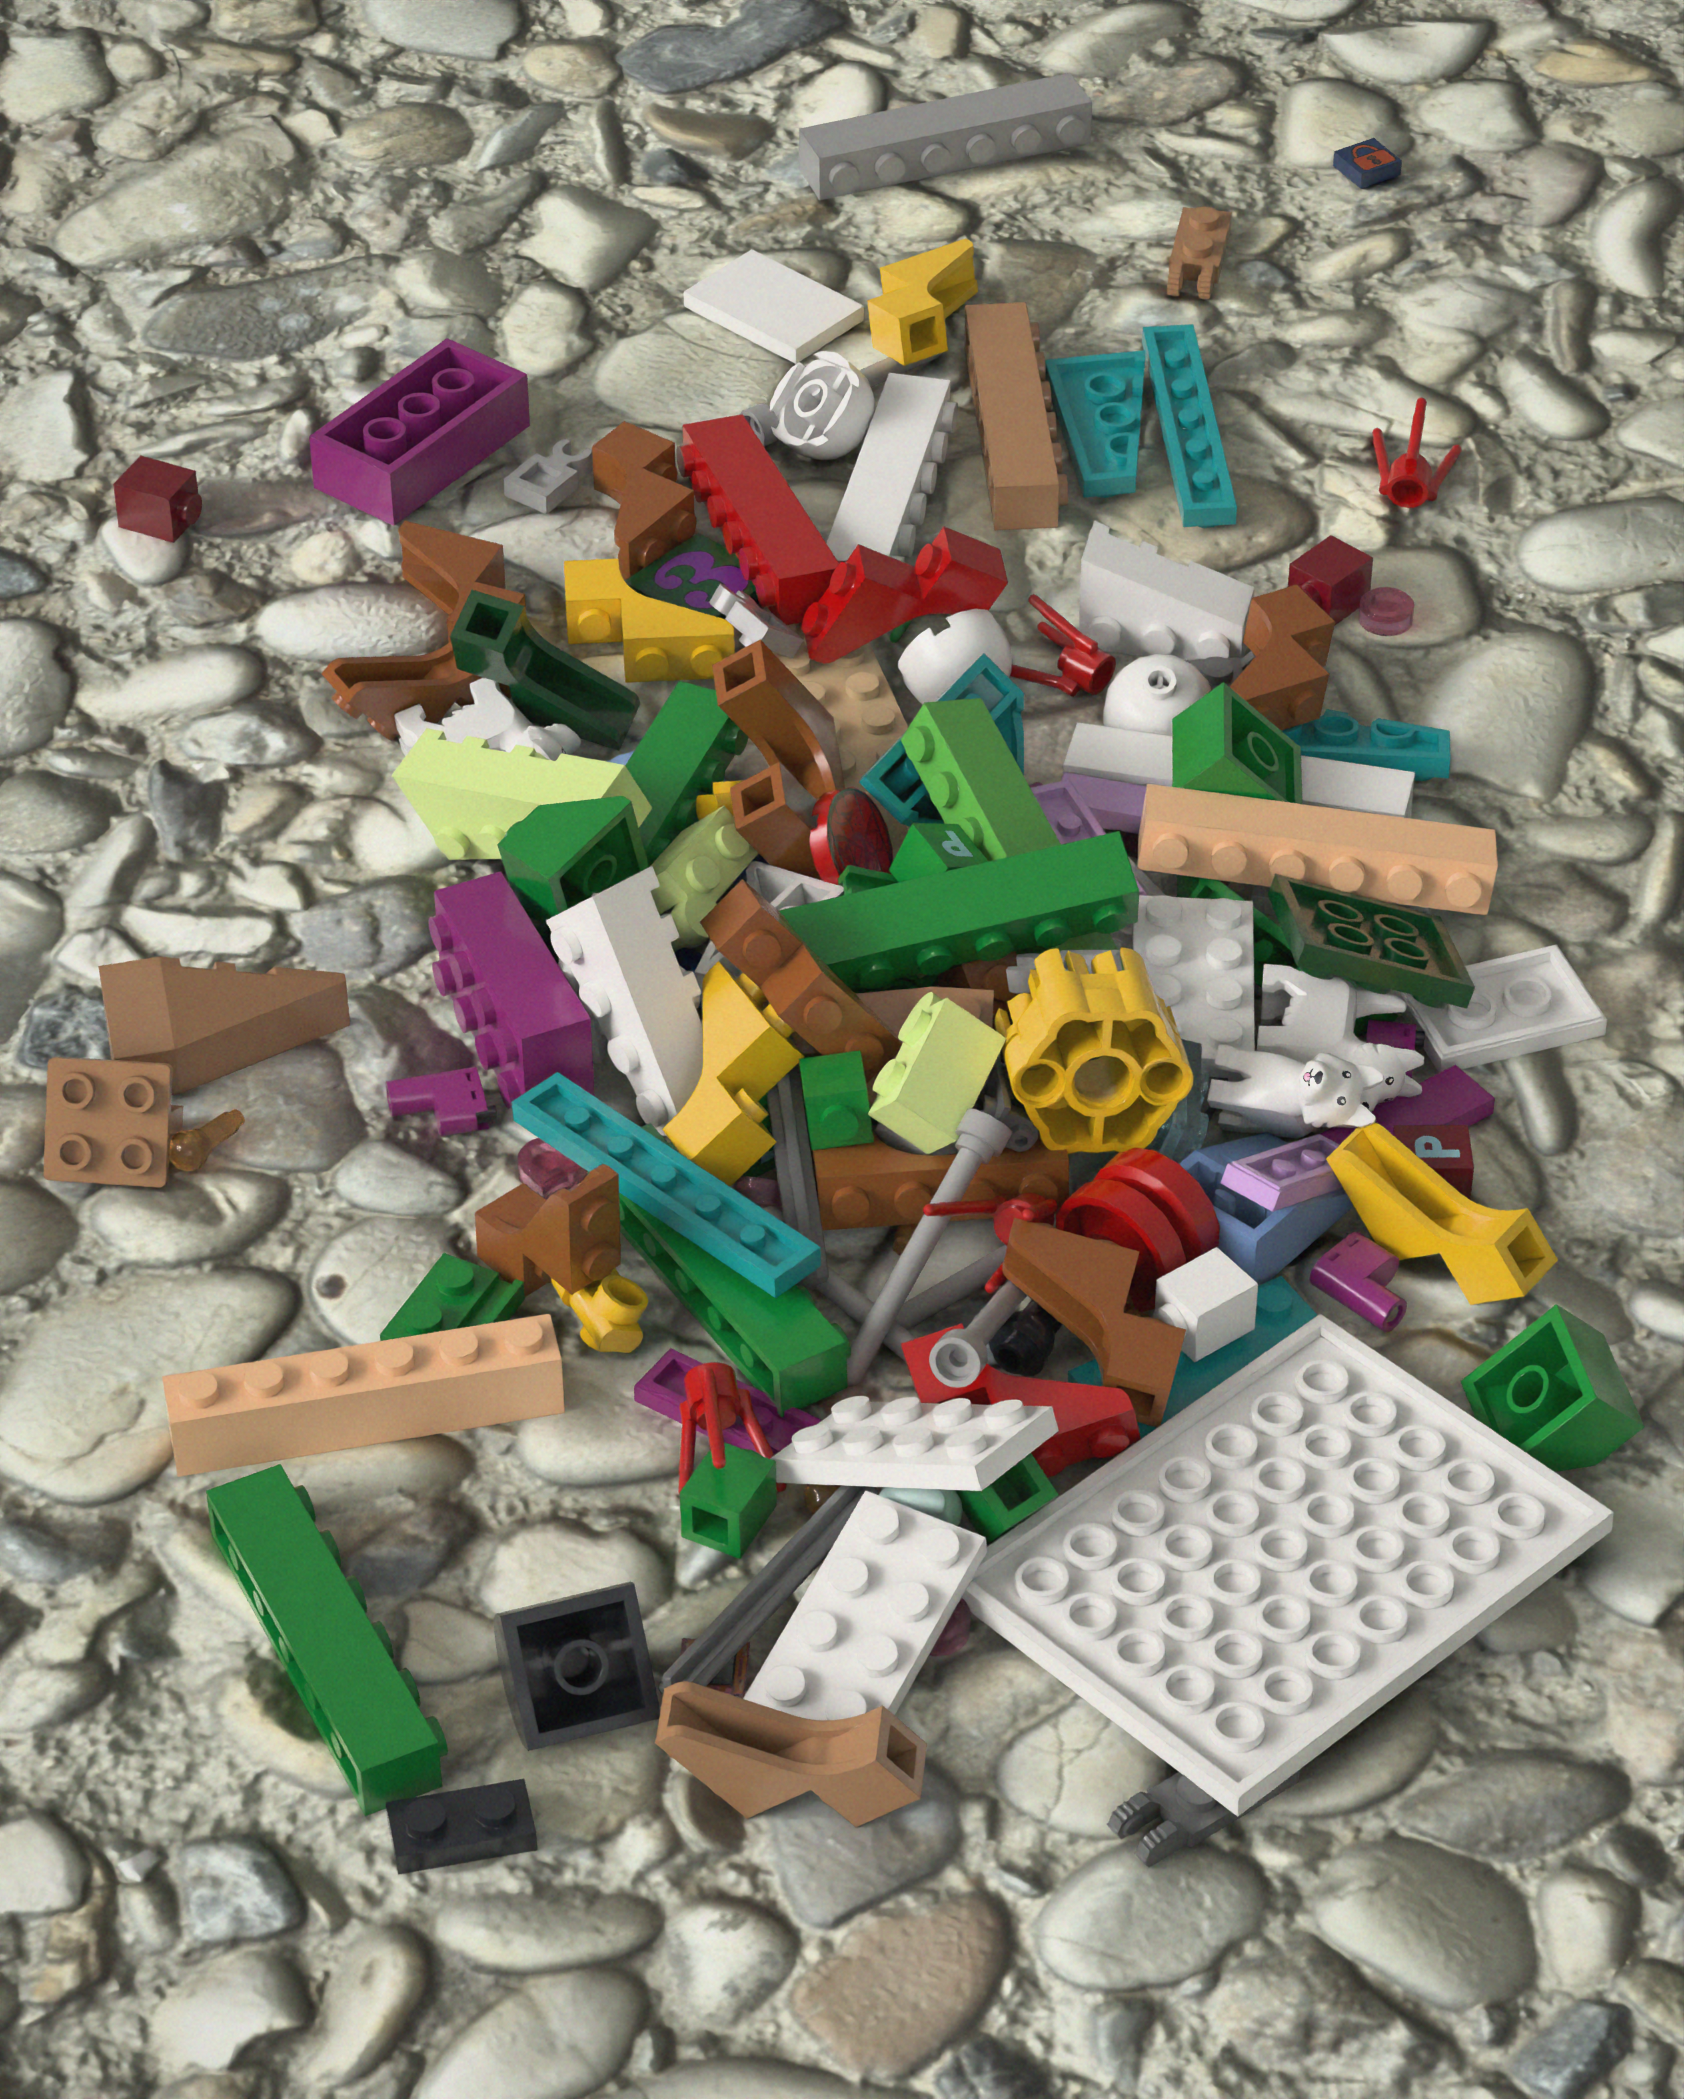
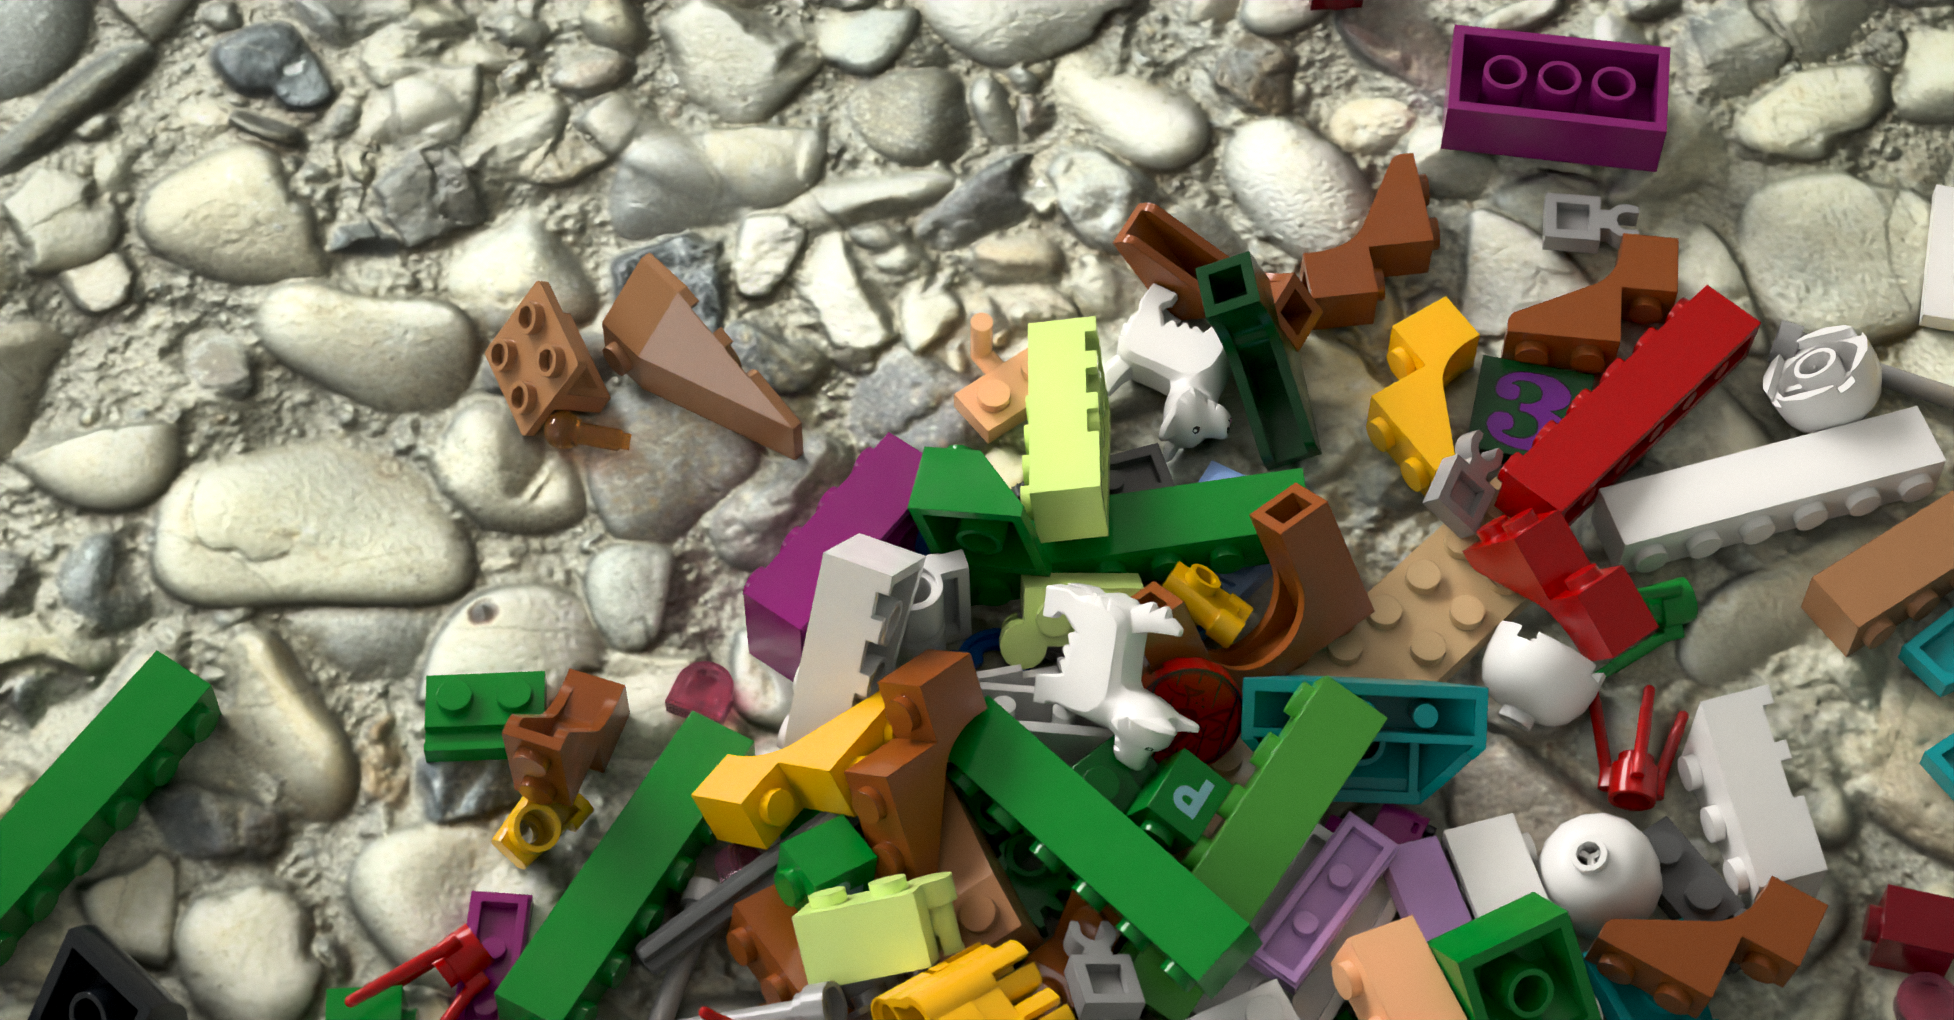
camera: 60 degrees right, 15 degrees up
(364, 1394) = (343, 704): light nougat brick -> none
(403, 857) = (997, 398): none -> light nougat plate
(452, 1096) = (723, 584): magenta piece -> none
(668, 1185) = (657, 794): teal plate -> none
(800, 837) = (1105, 669): none -> white animal

